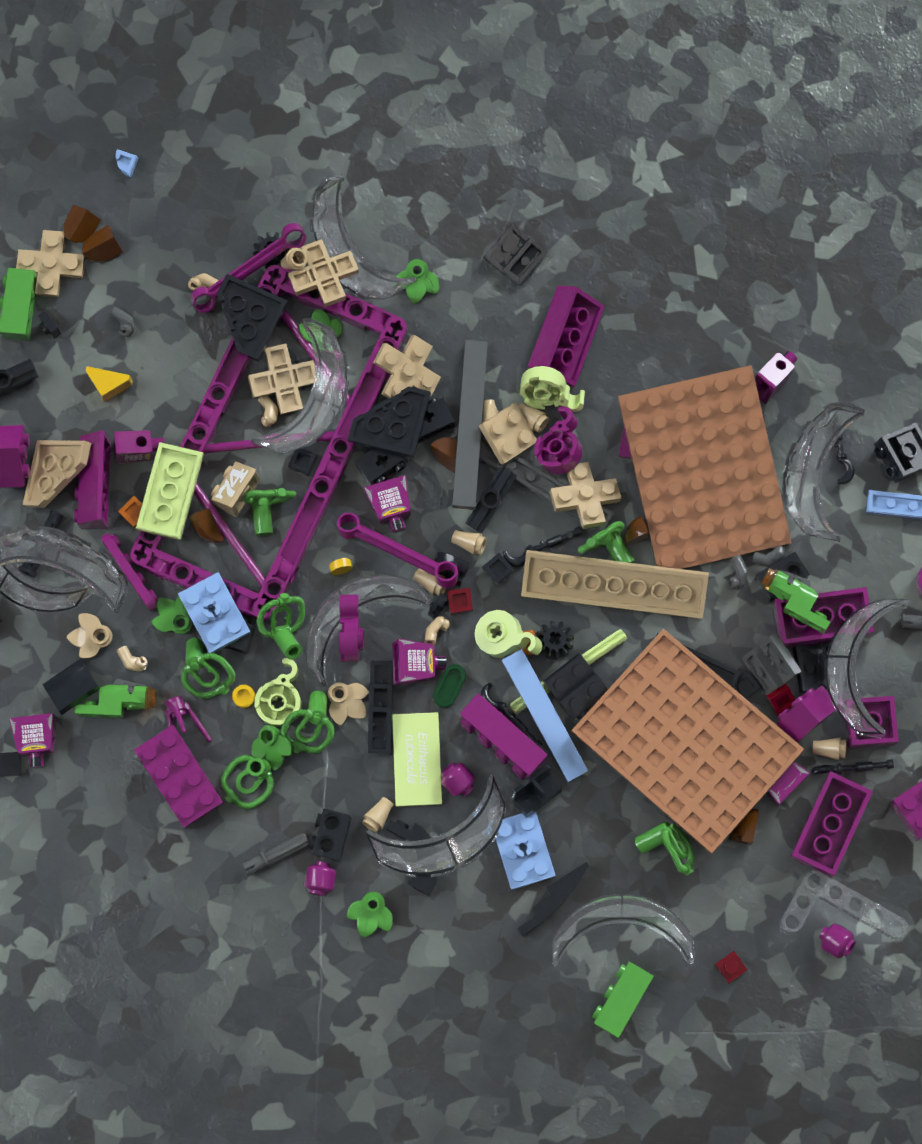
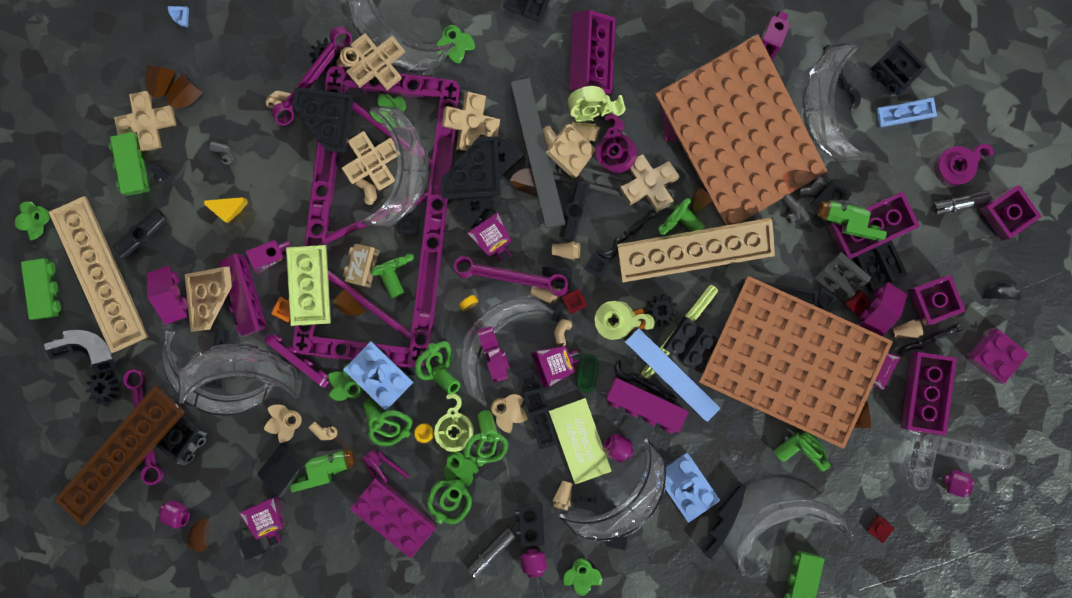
camera: 25 degrees left, 10 degrees up
(535, 791) = (685, 440): black panel -> none
(842, 662) = (904, 261): clear windscreen -> none

